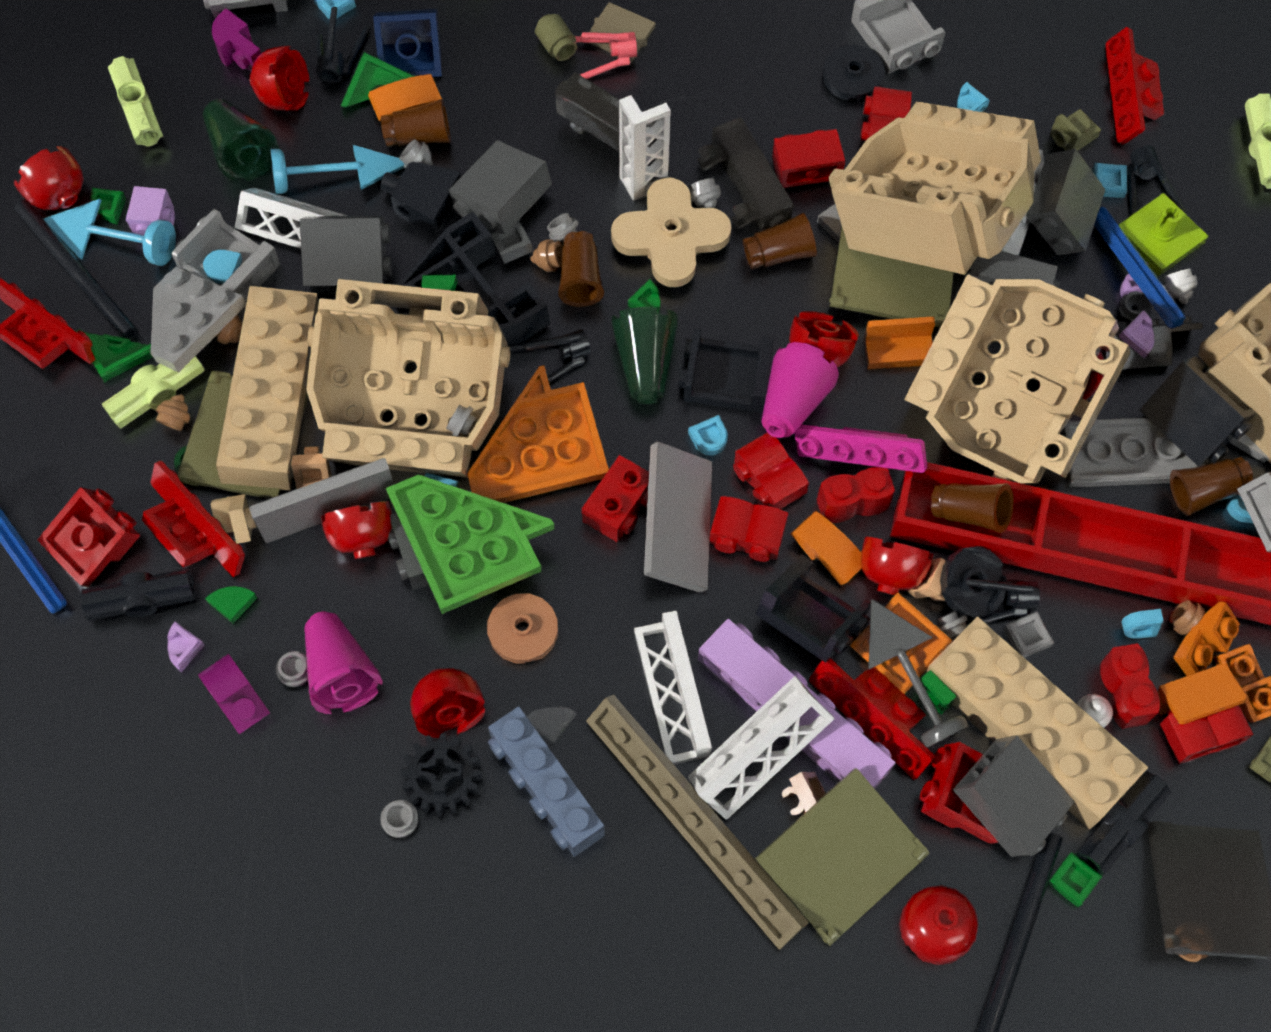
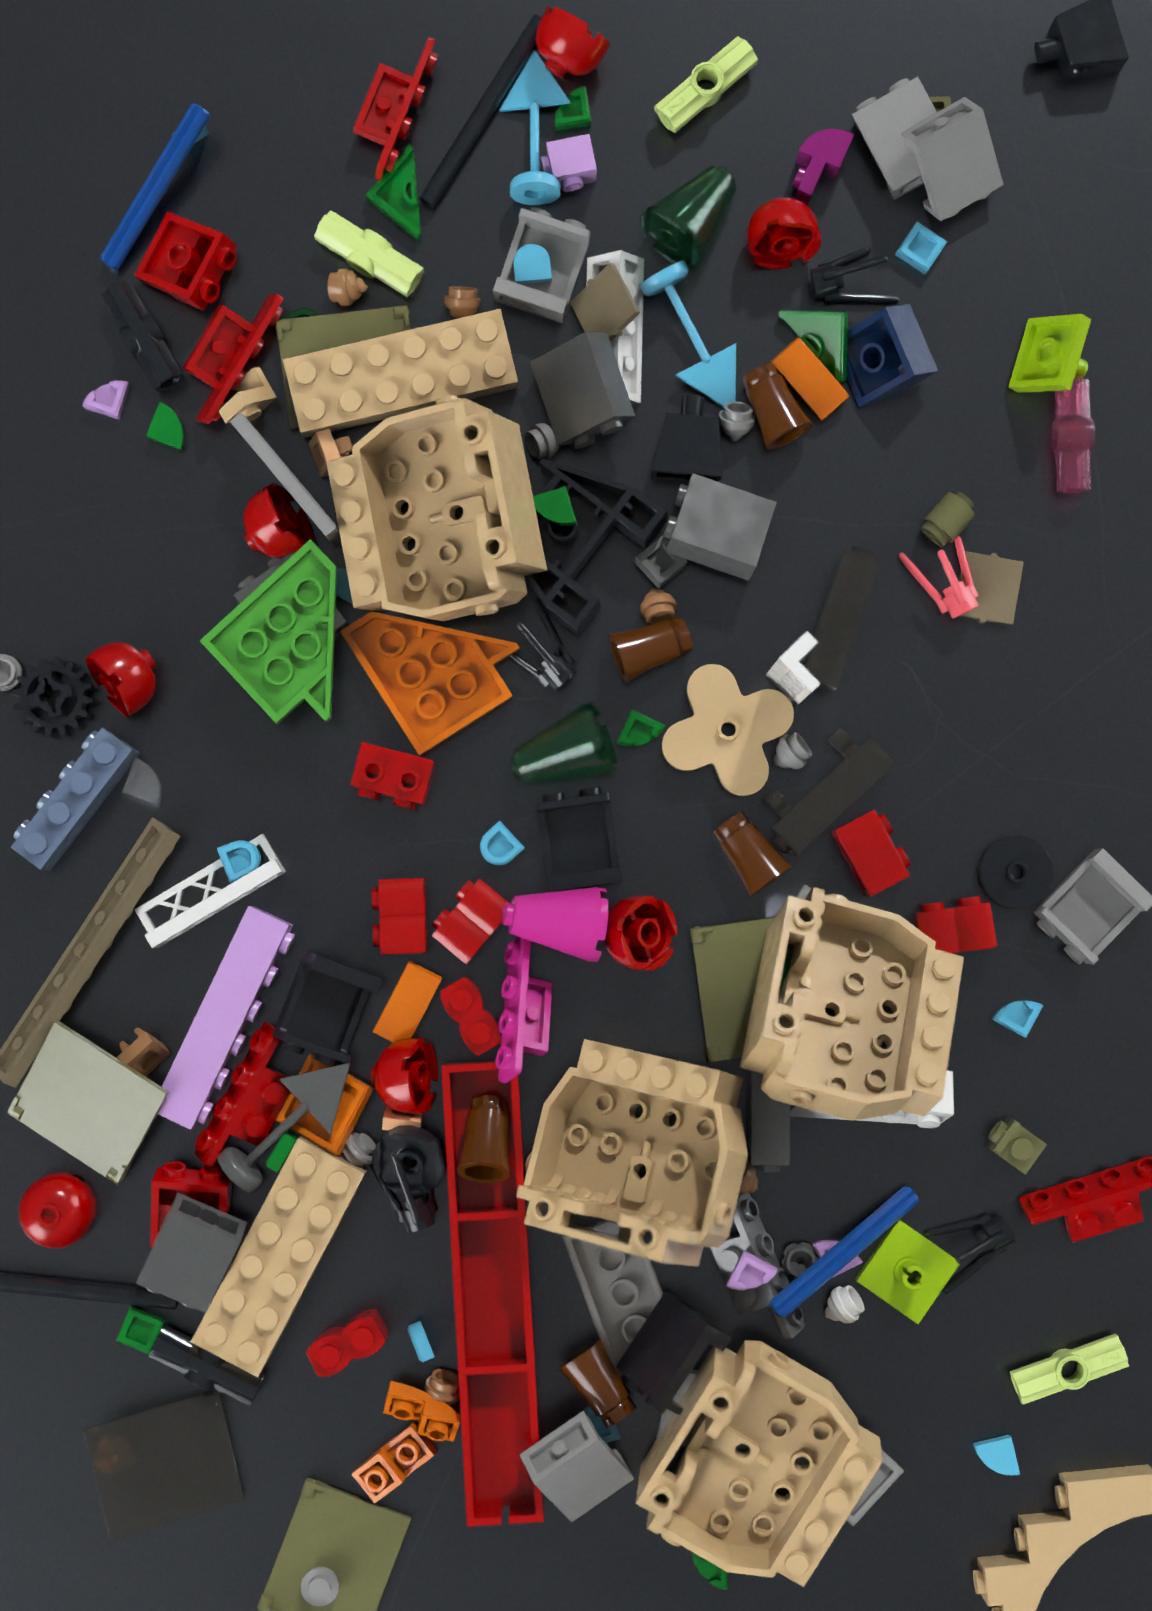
camera: 70 degrees right, 20 degrees up
(188, 316) = (453, 256): light grey plate -> none
(233, 693) = (71, 466): magenta brick -> none
(279, 215) = (605, 304): none -> dark tan piece
(292, 669) = (117, 516): light grey plate -> none
(337, 666) = (129, 555): dark pink cone -> none
(461, 421) = (410, 588): light grey plate -> none
(528, 644) = (239, 740): nougat plate -> none
(561, 227) = (697, 610): light grey plate -> none
(652, 651) = (239, 859): none -> medium azure tile
(678, 517) = (387, 841): light grey tile -> none
(754, 744) = (164, 987): white fence -> none
(897, 342) = (667, 1016): orange panel -> none
(1028, 635) = (379, 1229): light grey tile -> none
(1066, 202) = (896, 1156): dark grey brick -> none
(1097, 708) = (314, 1312): white plate -> none
(1112, 178) = (962, 1198): medium azure tile -> none
(1201, 694) = (354, 1416): orange panel -> none
(1206, 734) = (329, 1427): red brick -> none

